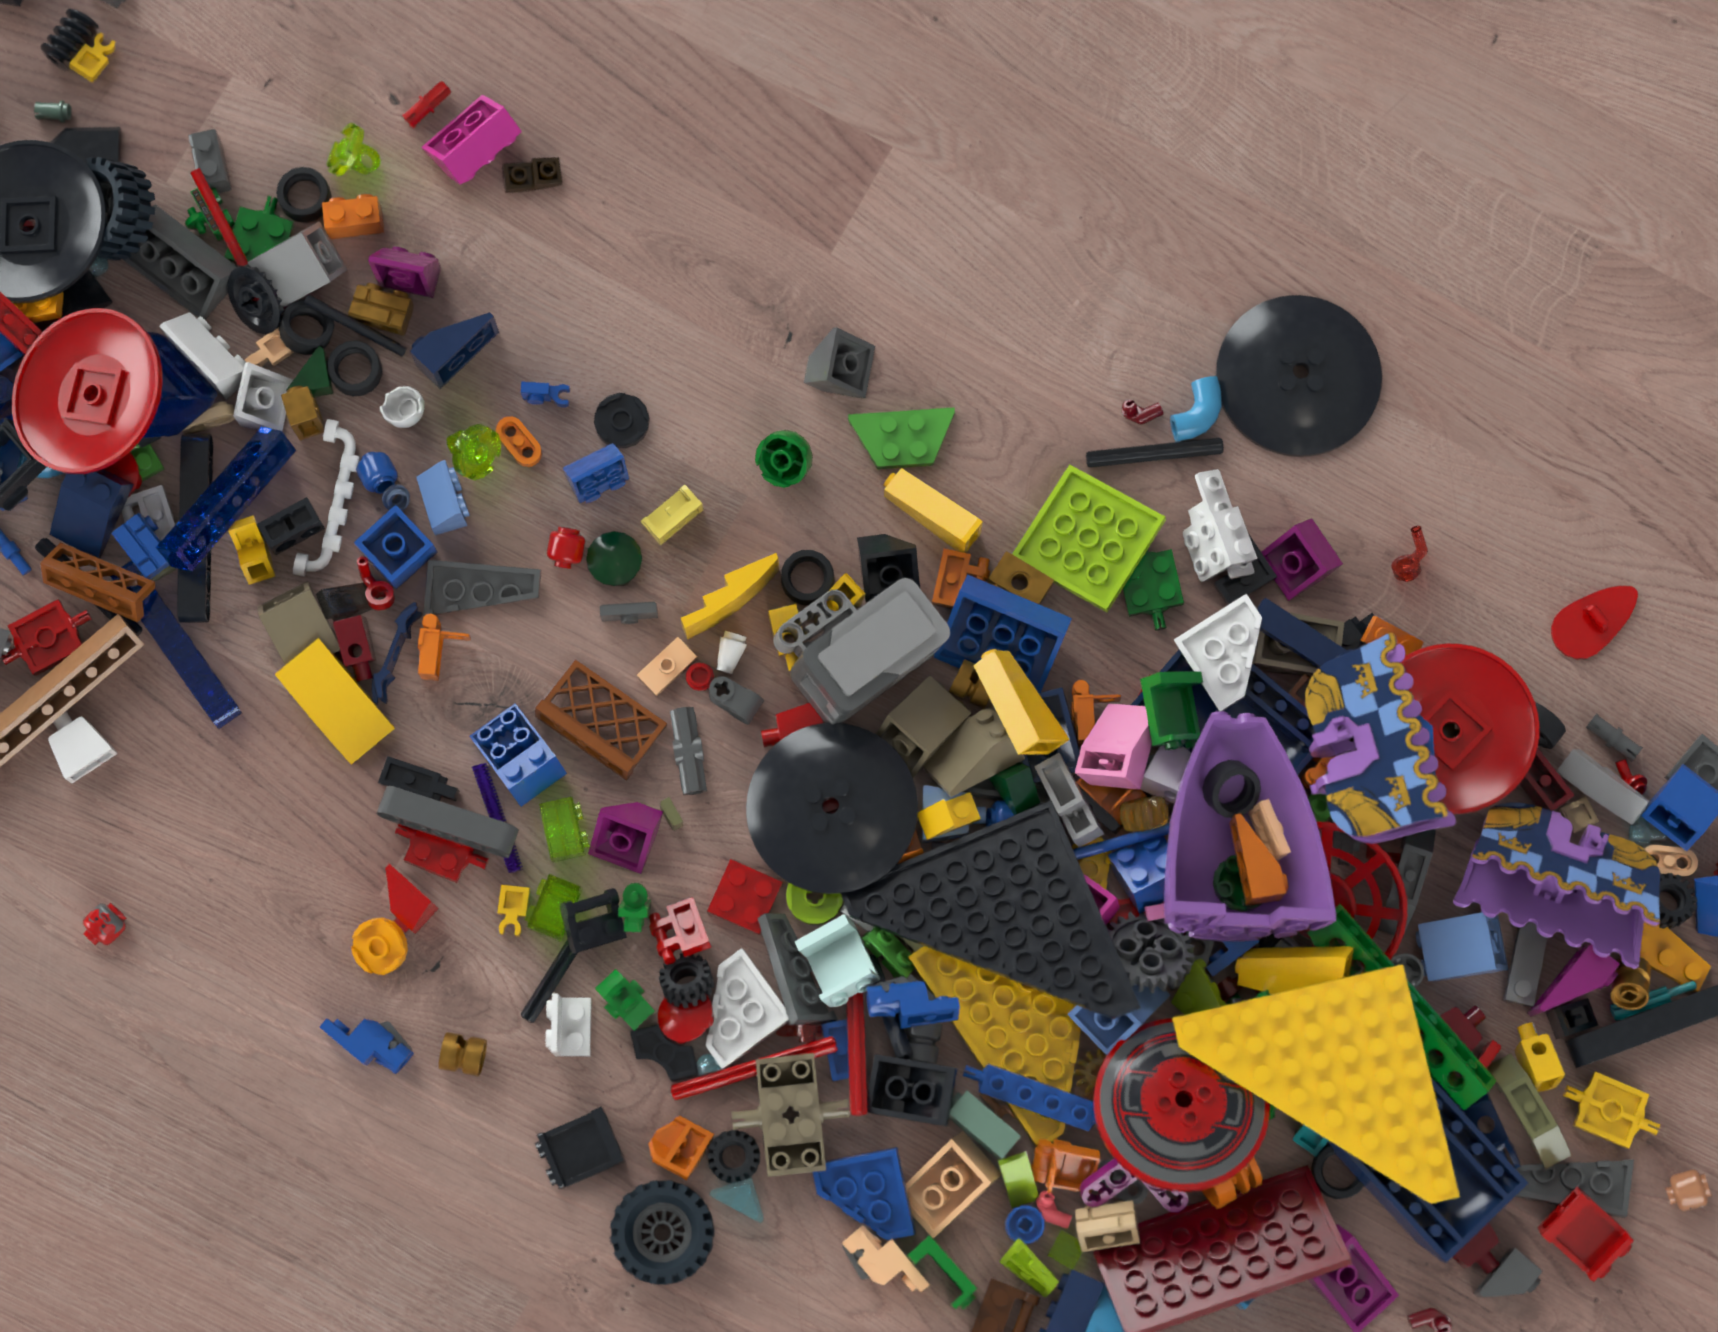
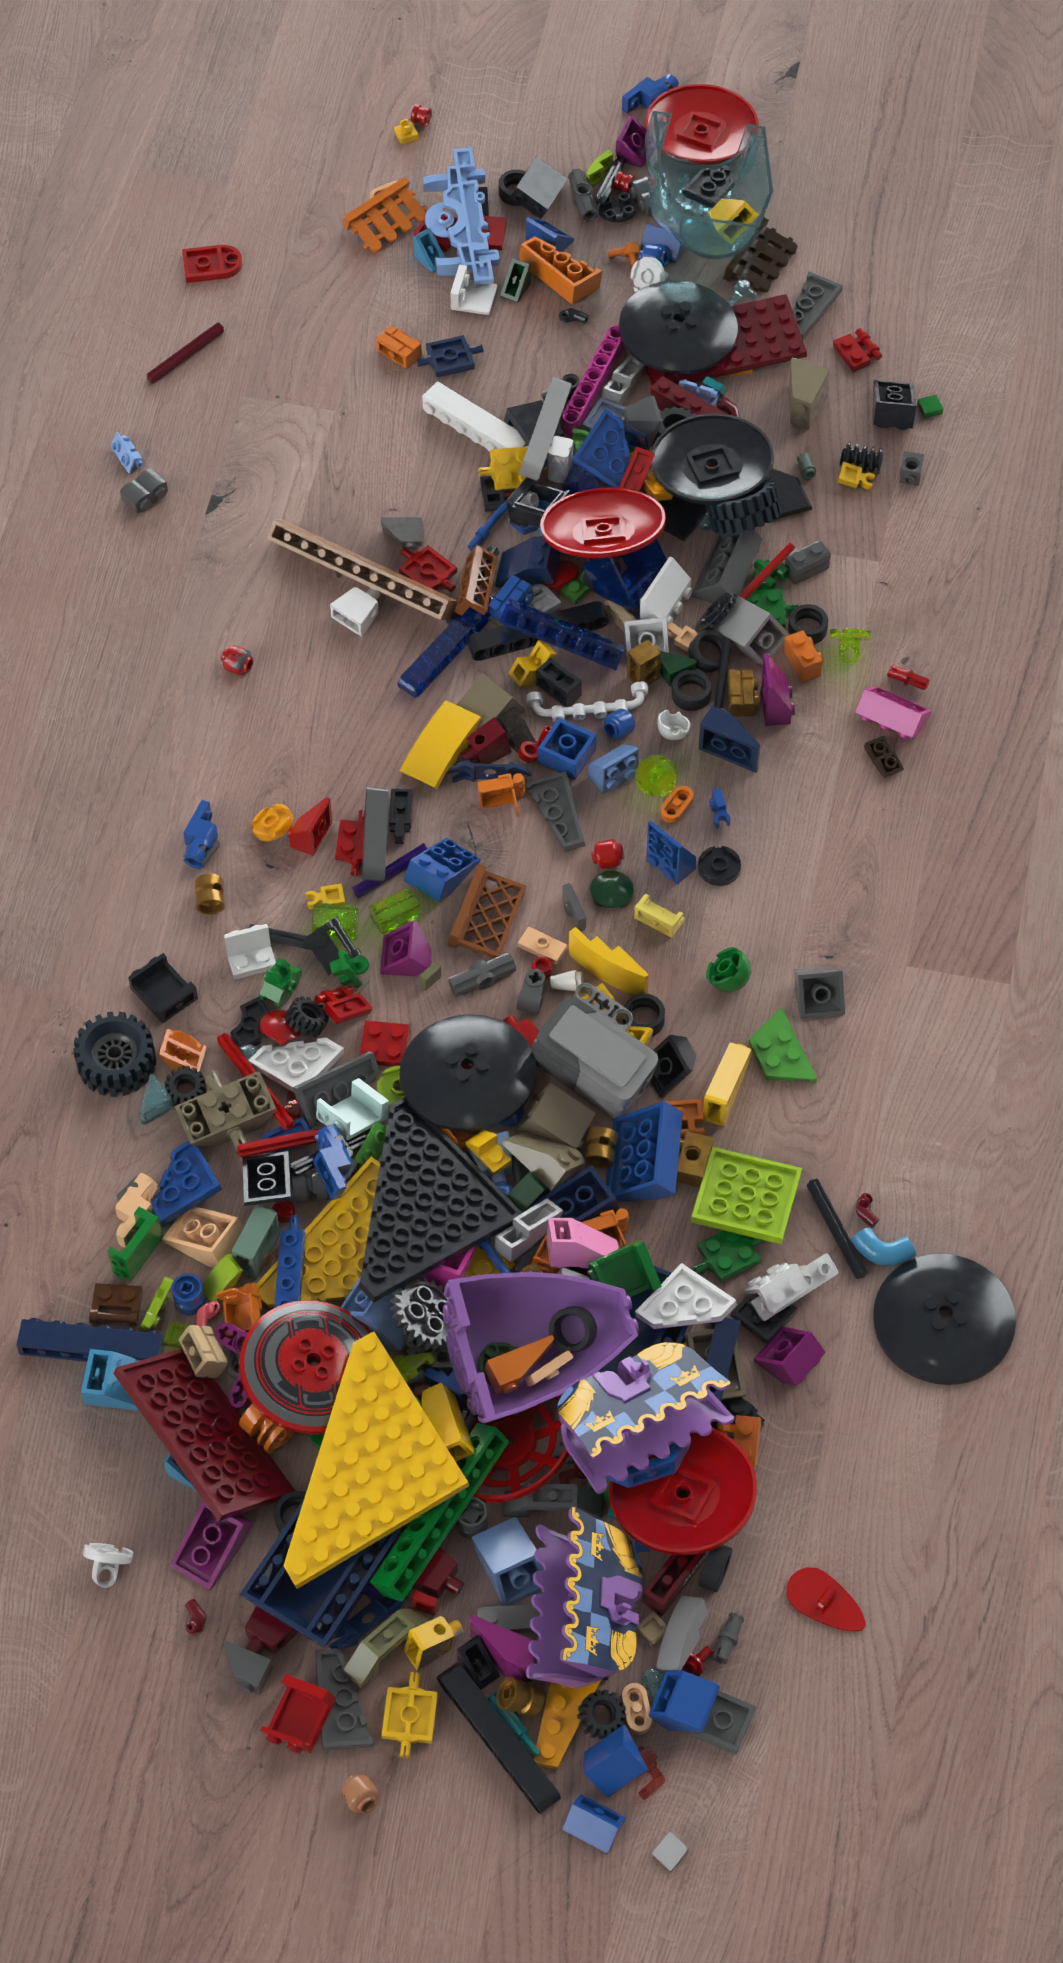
camera: 75 degrees right, 20 degrees down
(402, 499) = (600, 745): sand blue plate -> none
(1019, 705) = (586, 1166): yellow slope -> none
(1408, 566) = (814, 1438): clear red plate -> none

